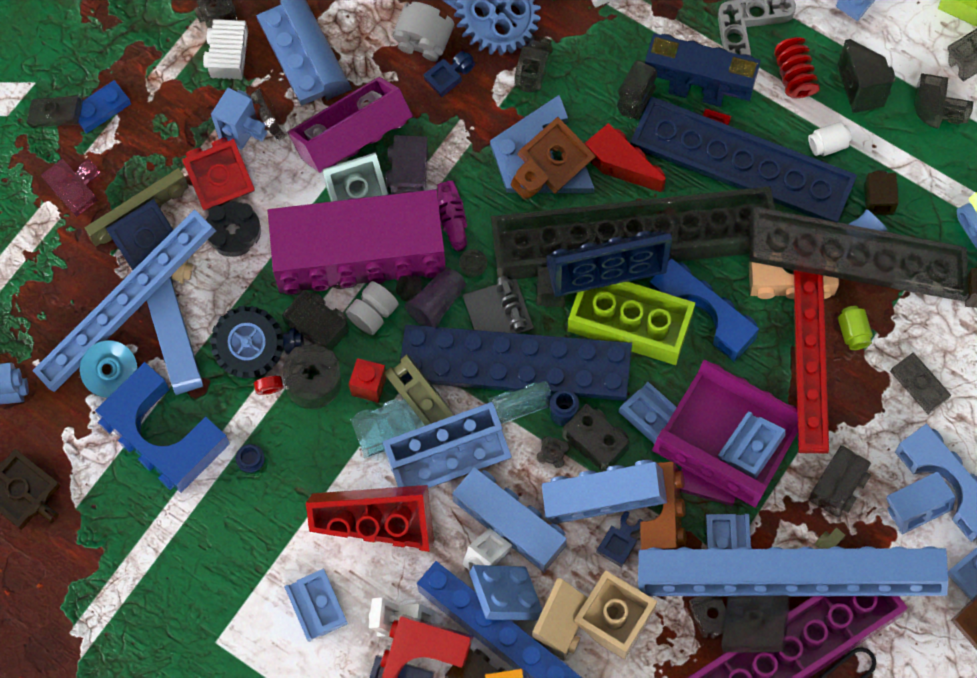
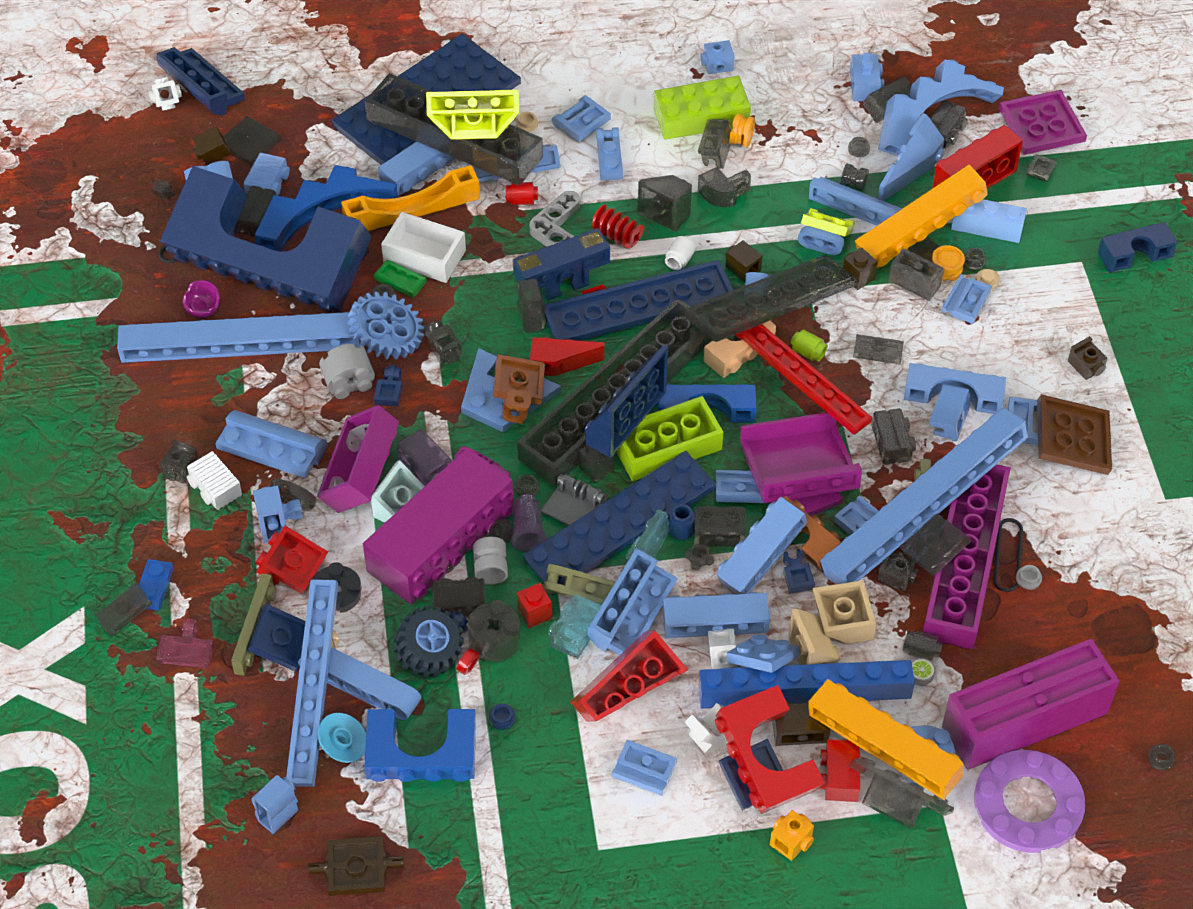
camera: 45 degrees left, 15 degrees down
(752, 445) = (821, 449): medium blue plate -> none

